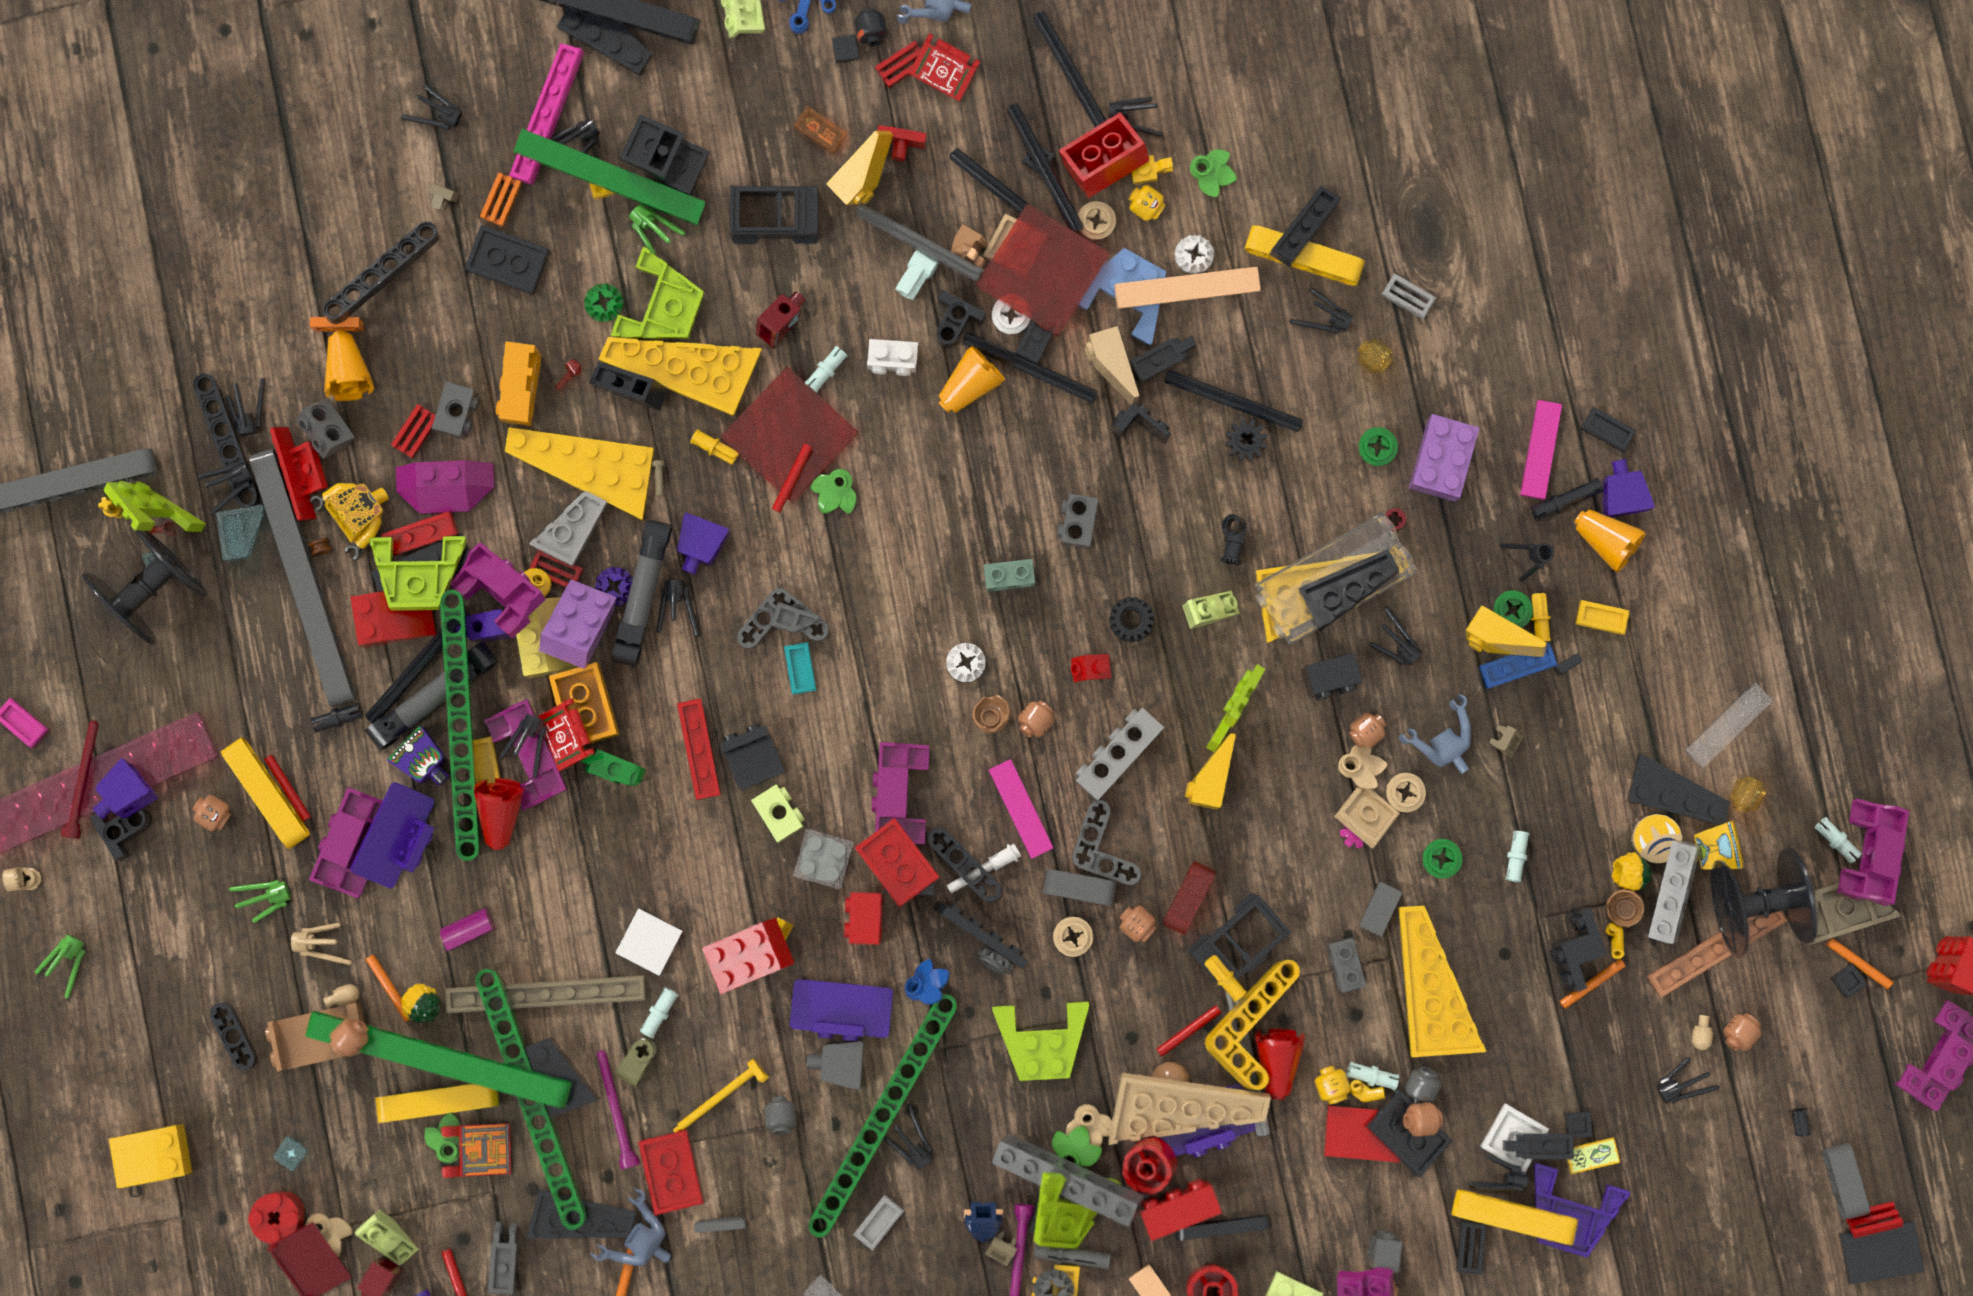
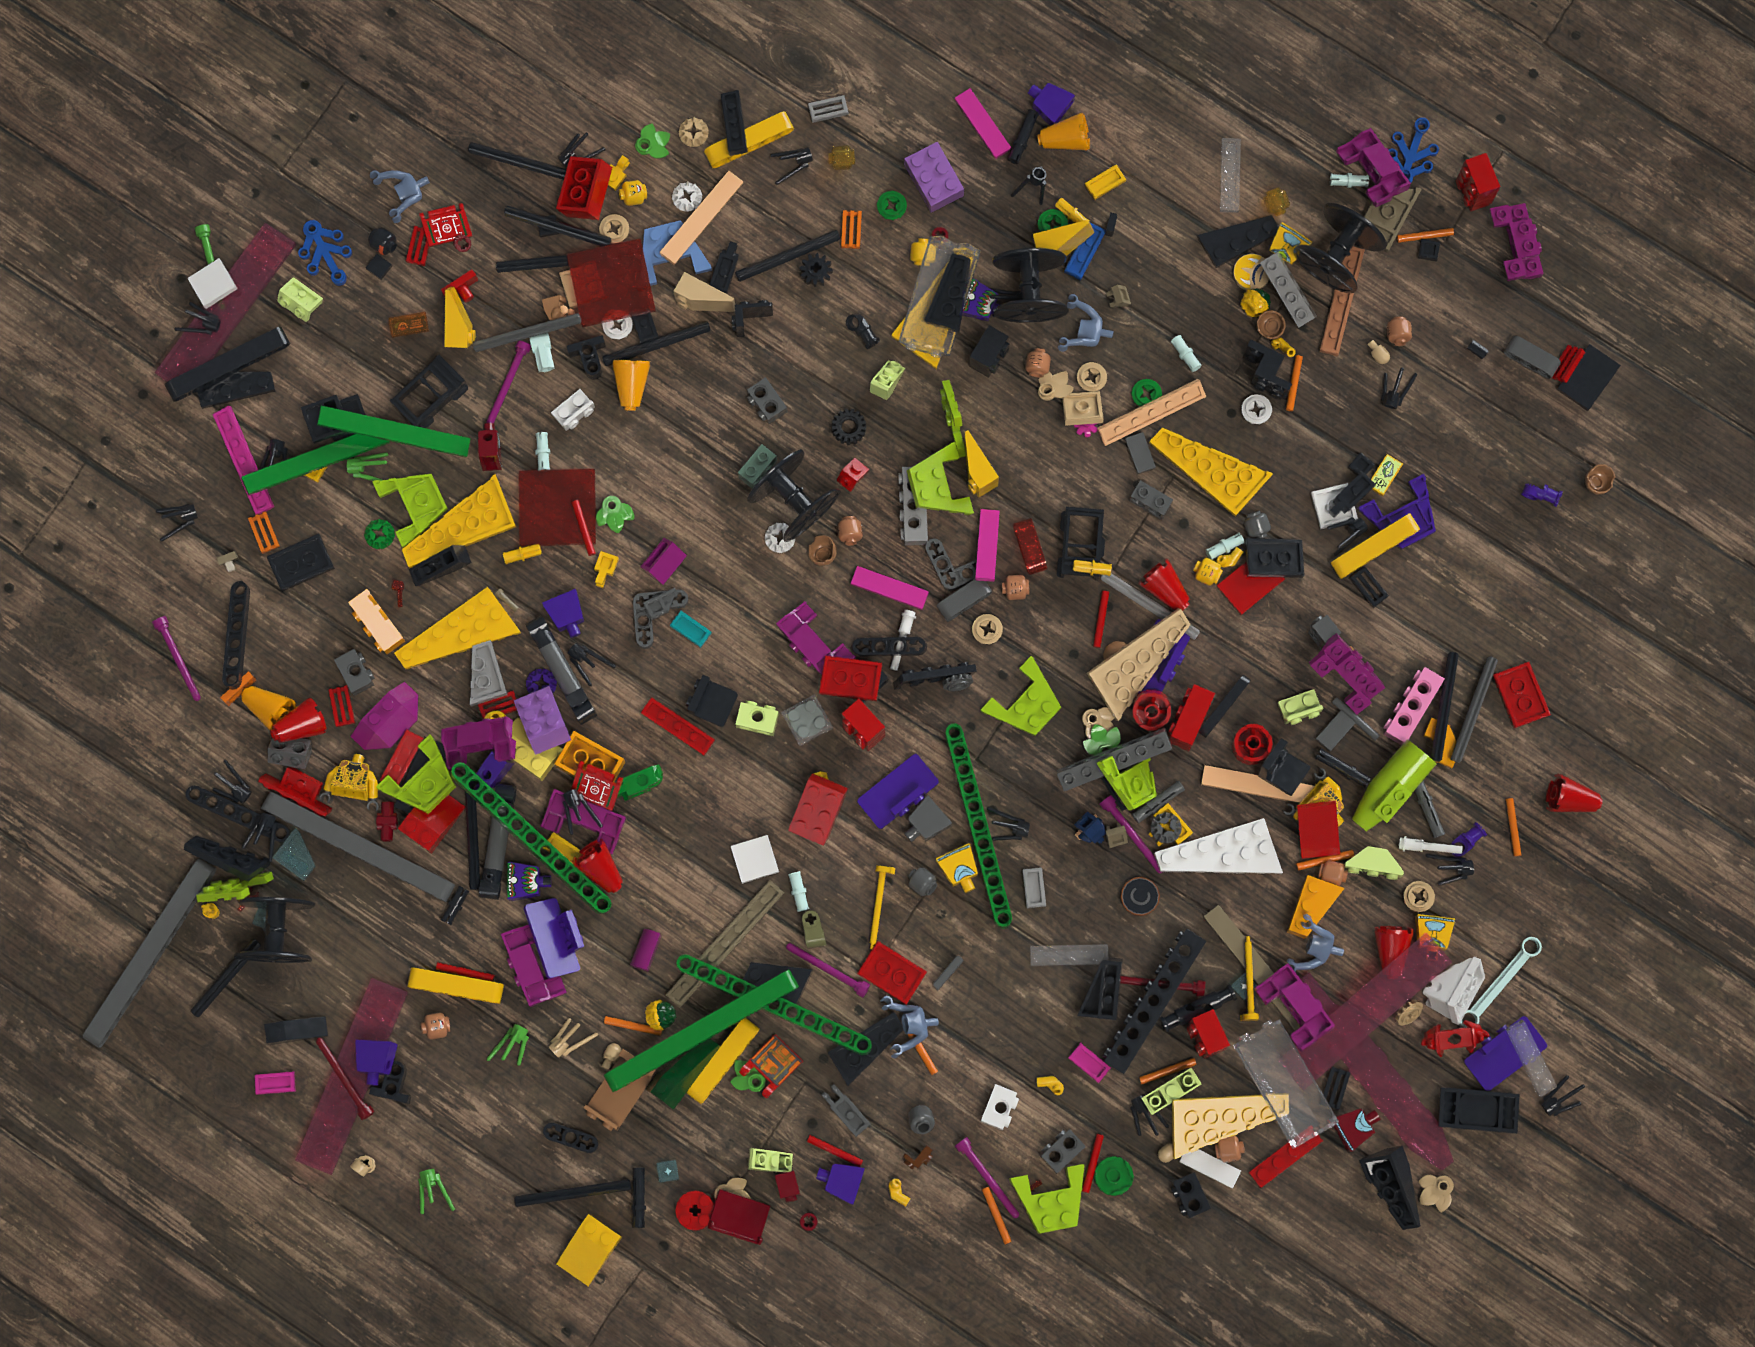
camera: 40 degrees left, 5 degrees down
(66, 582) = (223, 980): none -> black axle
(83, 692) = (295, 1030): none -> black slope
(174, 474) = (226, 858): none -> black wing
(186, 1089) = (571, 1193): none -> black axle
(239, 1152) = (638, 1207): none -> black pin
(320, 547) = (351, 820): reddish brown bush -> none
(325, 199) = (161, 625): none -> magenta piece
(349, 1037) = (640, 1064): nougat head -> none
(351, 579) = (387, 821): none -> dark red axle
(355, 411) = (299, 723): none -> red cone
(373, 1078) = (677, 1077): none -> dark green wedge
(704, 219) = (393, 431): none -> green tile
(779, 532) = (605, 566): none -> yellow plate
(827, 1136) = (959, 867): none -> yellow torso
(836, 580) = (663, 561): none -> magenta brick
(899, 254) = (522, 349): none -> magenta piece
(926, 983) = (932, 731): blue plate -> none
(940, 107) = (466, 239): none -> dark red bush
(1011, 637) = (779, 480): none -> black piece
(1149, 858) = (987, 545): none -> dark pink tile
(1152, 750) = (931, 486): none -> lime wing
(1247, 1021) = (1126, 579): yellow beam -> none
(1260, 209) = (699, 138): none -> tan gear
(1332, 419) = (852, 214): none -> orange tile
(1359, 514) = (918, 250): none -> yellow head
(1367, 622) = (978, 302): none -> torso
(1423, 1119) = (1274, 540): nougat head -> none
(1429, 881) = (1151, 412): none -> light nougat tile
(1448, 631) = (1029, 264): none -> black piece
(1543, 972) = (1261, 402): none -> white gear
(1608, 429) = (1008, 78): black tile -> none
(1922, 873) = (1410, 155): none -> blue plant

